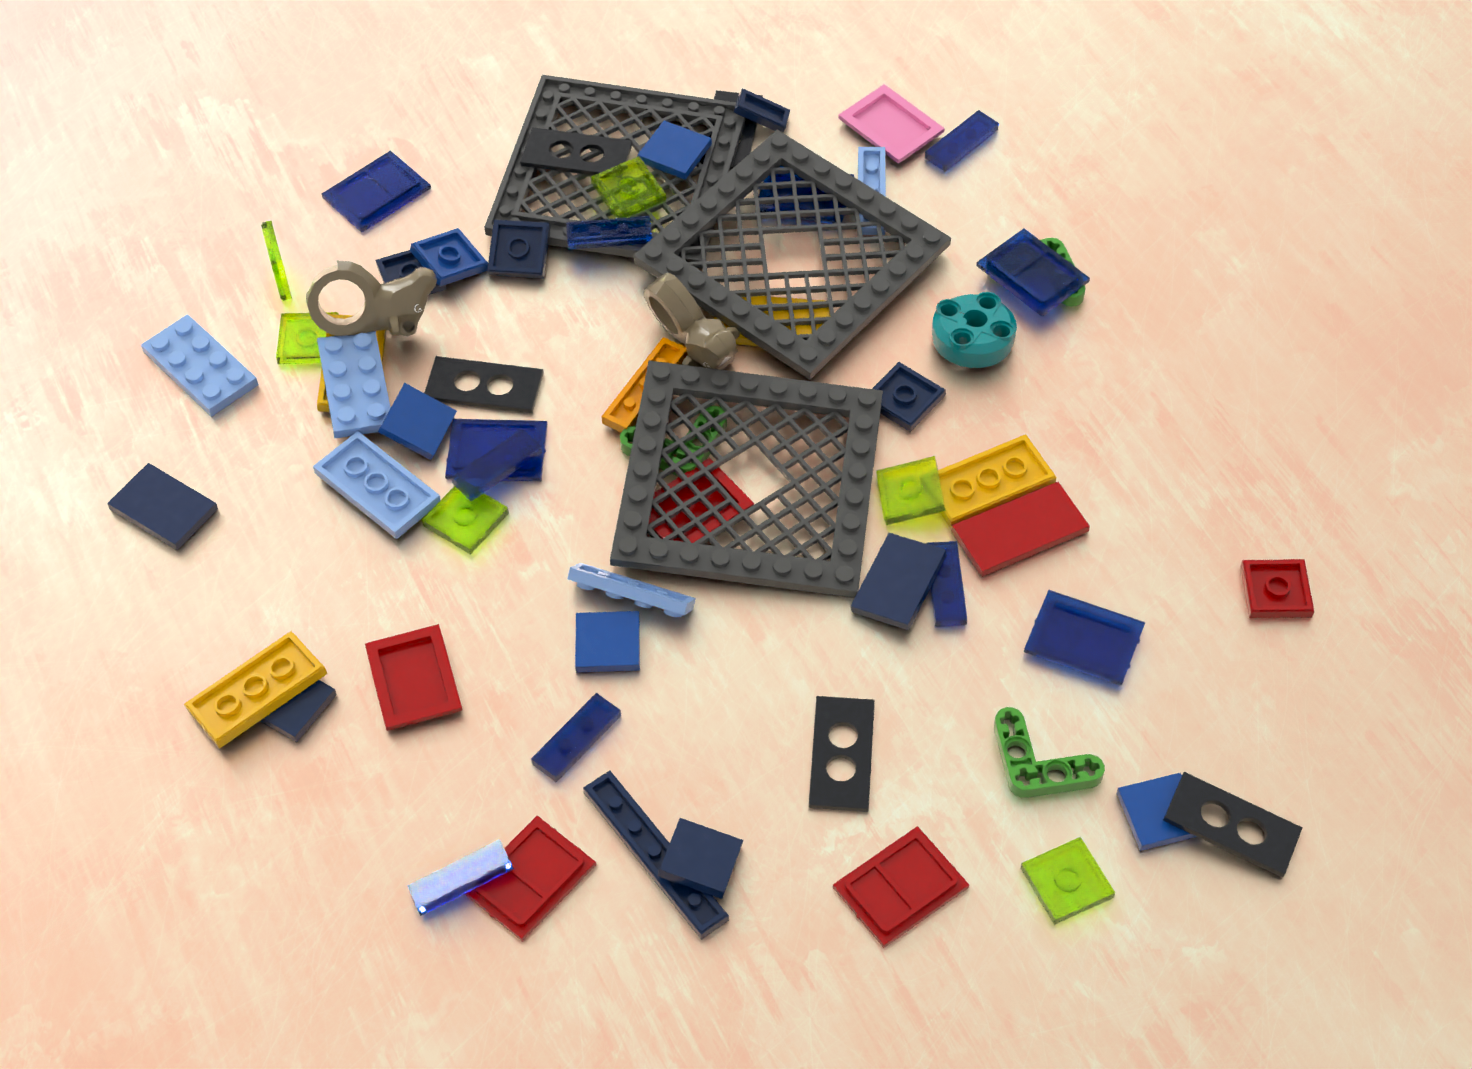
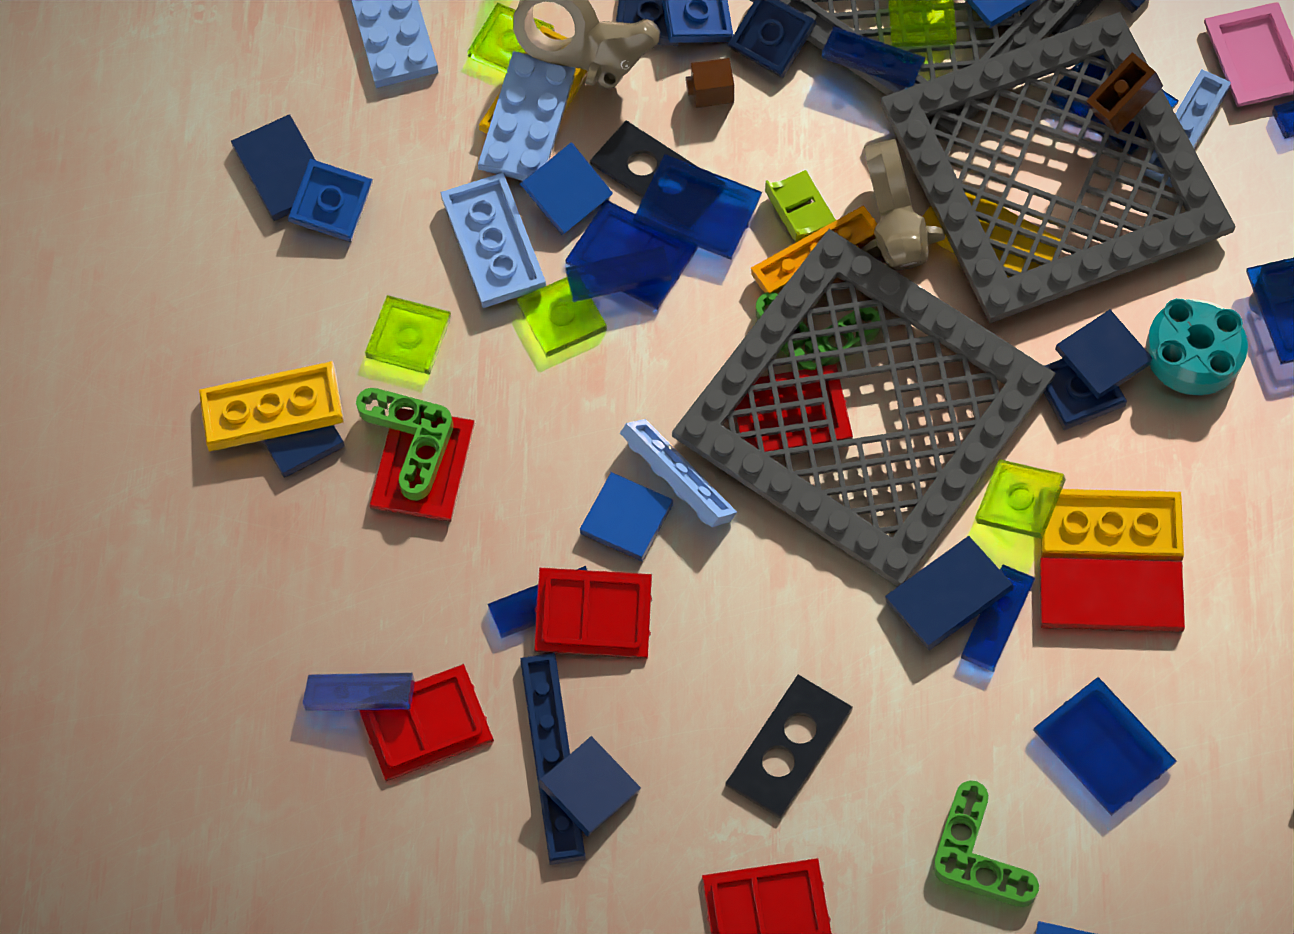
camera: 30 degrees right, 10 degrees up
(220, 511) = (330, 200): none -> blue tile
(344, 585) = (408, 334): none -> clear neon green tile
(403, 650) = (423, 434): none -> bright green beam
(491, 301) = (711, 83): none -> reddish brown brick
(532, 391) = (697, 206): none -> clear blue piece
(603, 350) = (794, 192): none -> lime piece
(623, 725) = (593, 613): none -> red piece
(818, 175) = (1124, 93): none -> reddish brown brick
(909, 363) = (1104, 354): none -> dark blue tile

